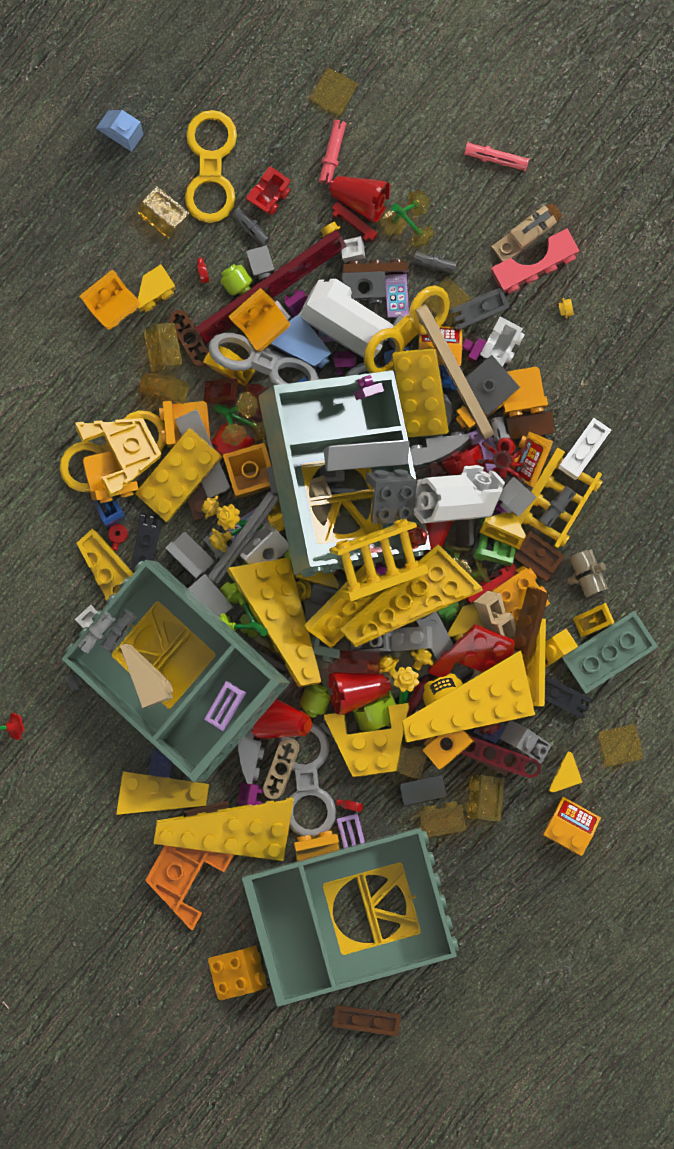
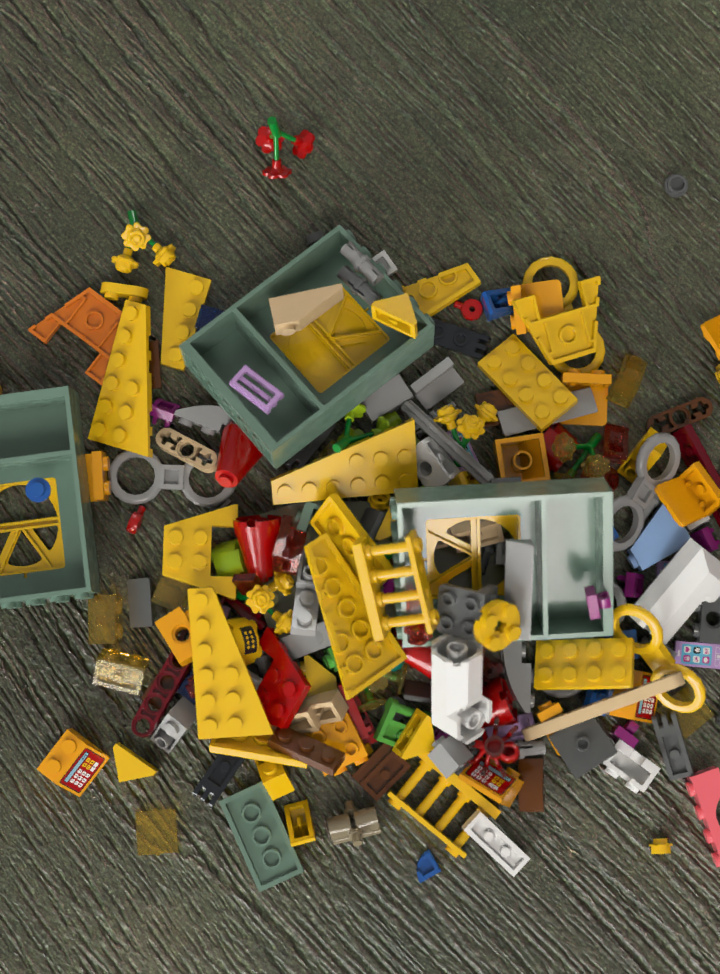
camera: 100 degrees right, 0 degrees up
(97, 841) = (136, 237): none -> yellow plant
(140, 593) = (396, 313): none -> yellow slope
(145, 838) = (114, 291): none -> yellow plate
(162, 346) = (673, 385): clear yellow bracket -> none
(315, 700) = (256, 498): lime head -> none
(338, 889) = (38, 489): none -> blue plate
(347, 819) = (122, 516): lavender tile -> none
(392, 695) = (246, 582): none -> clear red tile
(402, 458) = (508, 629): none -> yellow plate
(529, 395) = (564, 788): light orange bracket -> none
(557, 506) = (433, 801): dark grey pin -> none
(614, 506) = (427, 866): none -> blue tile

